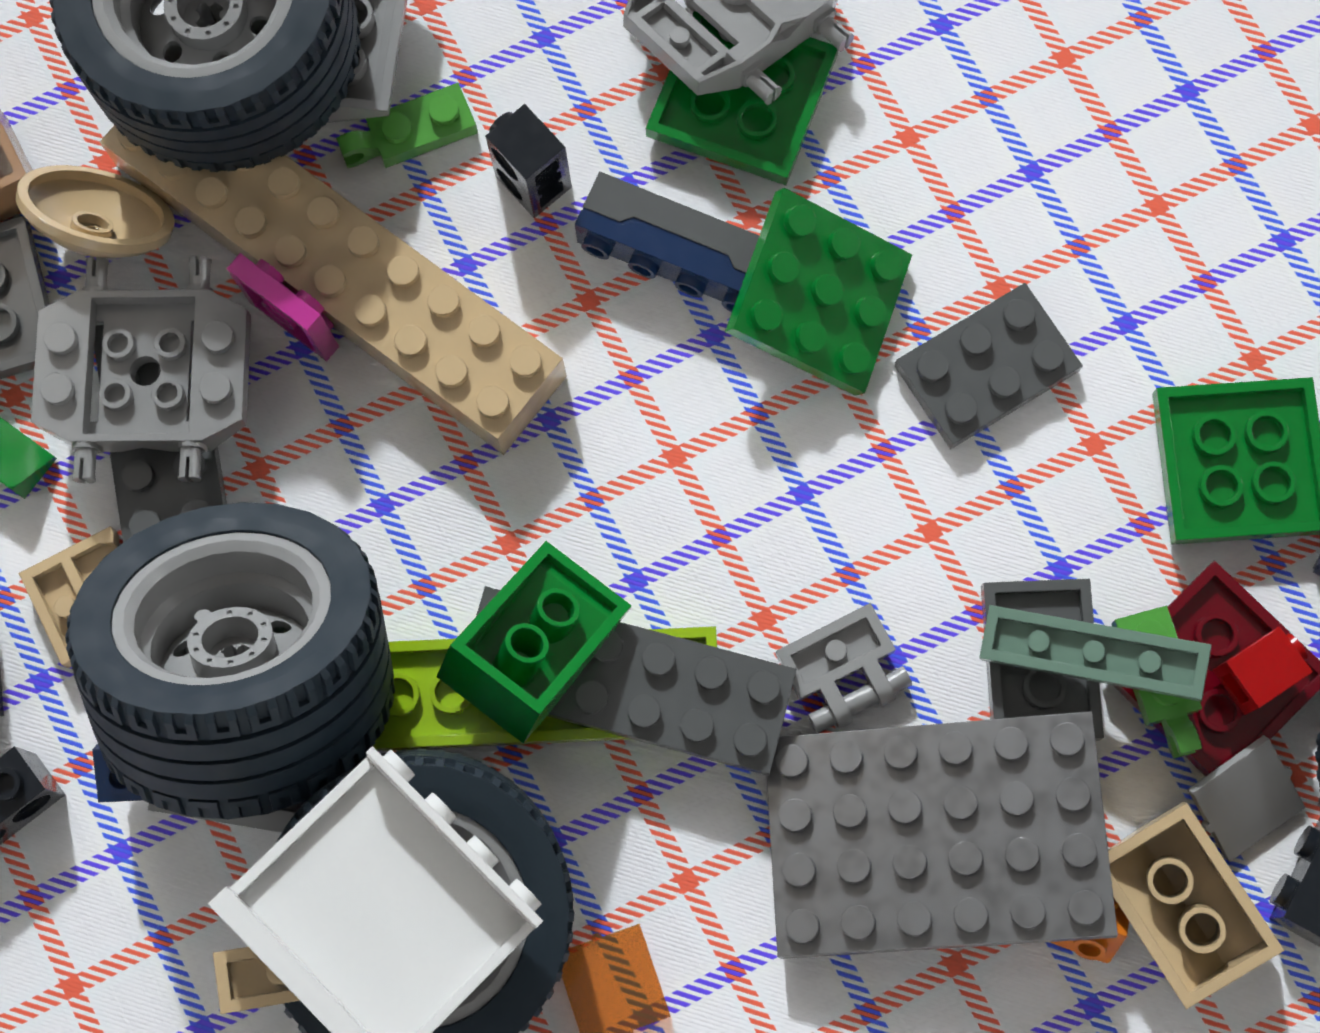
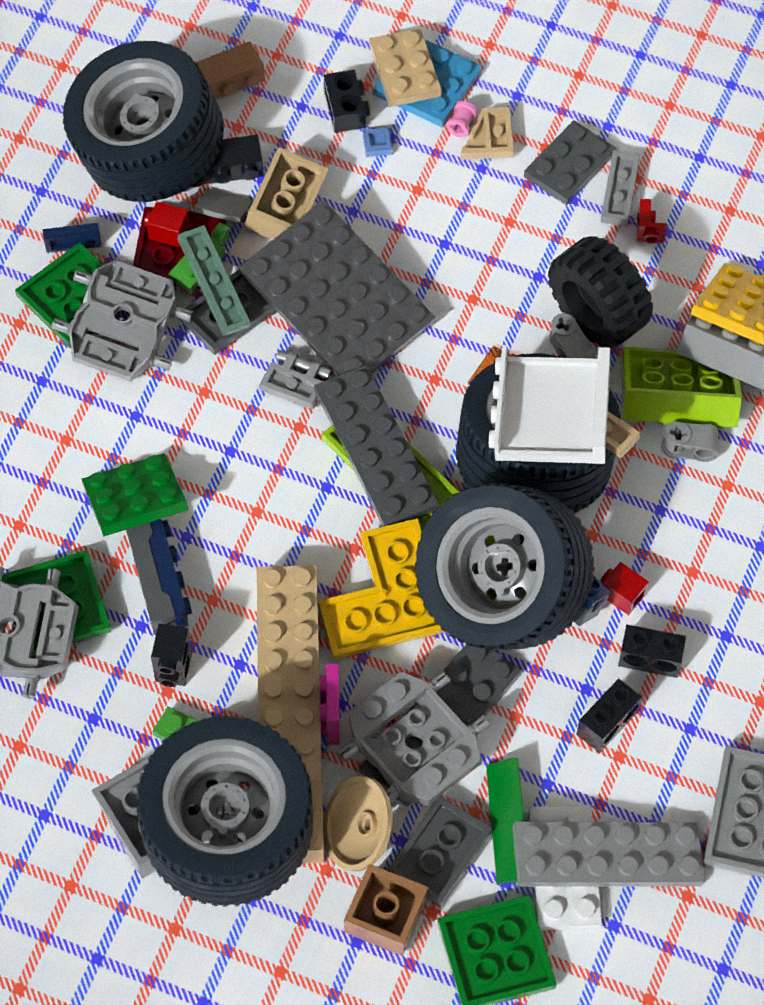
camera: 135 degrees left, 15 degrees down
(57, 581) = (537, 698): tan wing -> none
(120, 852) = (625, 586): none -> red brick
(369, 489) = (390, 609): none -> yellow plate
(532, 641) = (393, 475): green slope -> none
(988, 365) = (109, 417): dark grey plate -> none
(1104, 511) = (150, 306): none -> light grey piece

